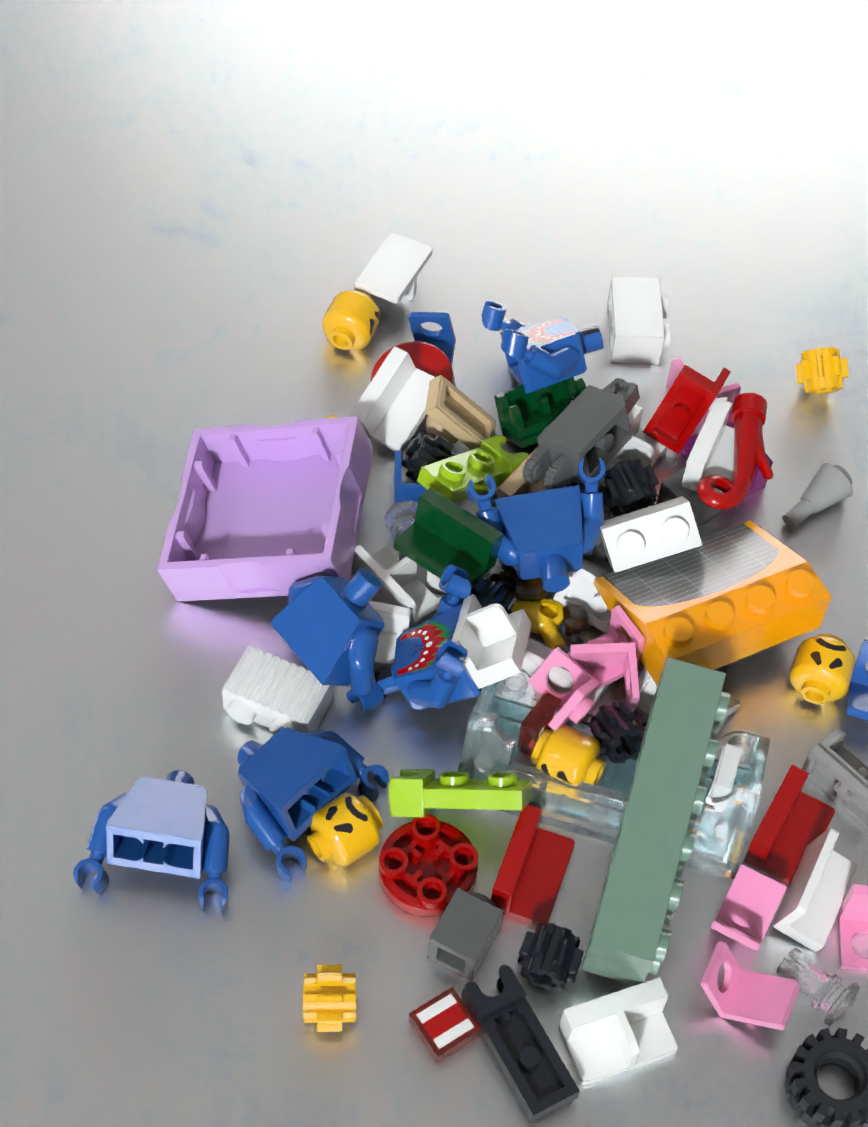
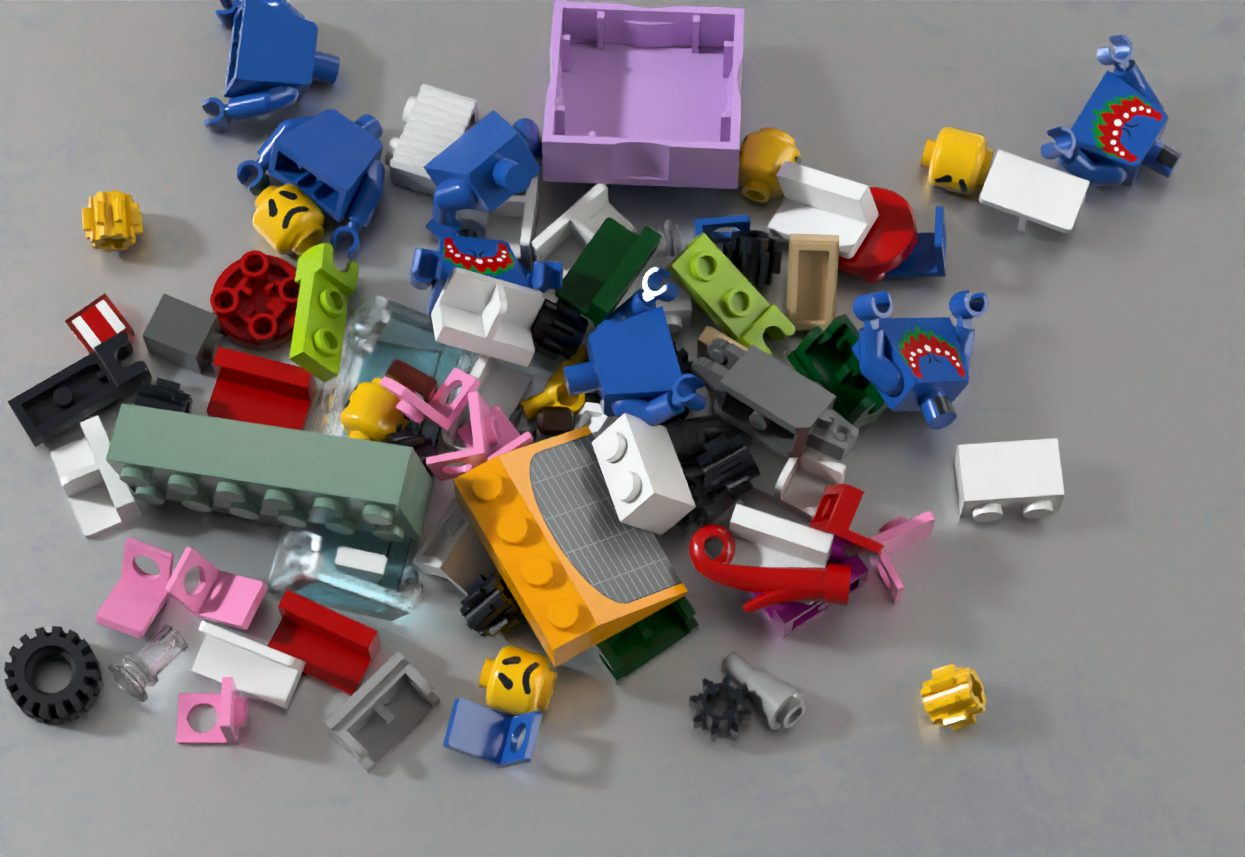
camera: 90 degrees right, 15 degrees up
(336, 219) = (1116, 128): none -> blue torso
(755, 679) = (490, 606): none -> black gear
(838, 524) = (732, 715): none -> black gear

